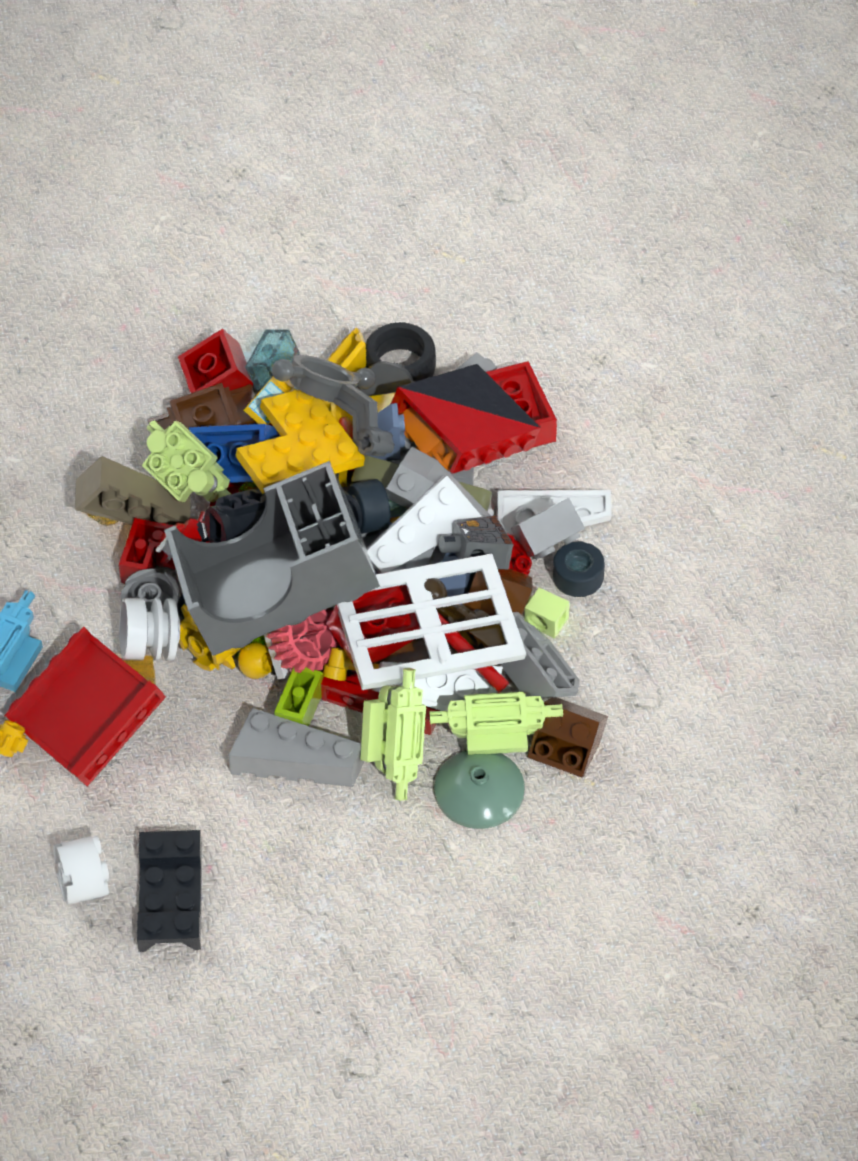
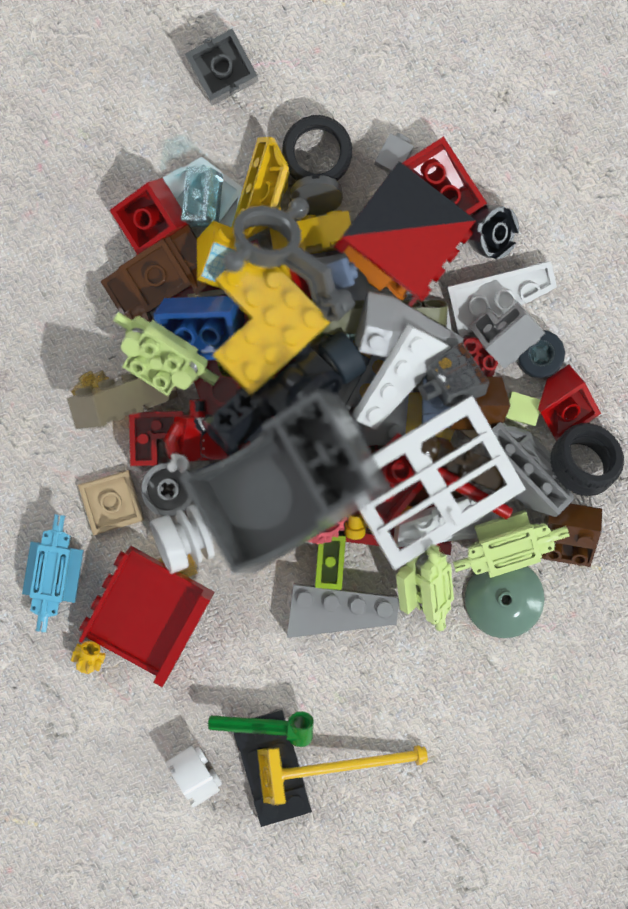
camera: 15 degrees left, 35 degrees up
(88, 607) = (111, 502): none -> tan tile
(169, 875) = (273, 775): none -> yellow tile
(209, 843) = (297, 728): none -> green axle
(328, 274) = (221, 66): none -> dark grey brick
(557, 450) = (494, 231): none -> black cylinder
(595, 618) = (566, 402): none -> red slope
(602, 661) = (571, 474): none -> black tyre

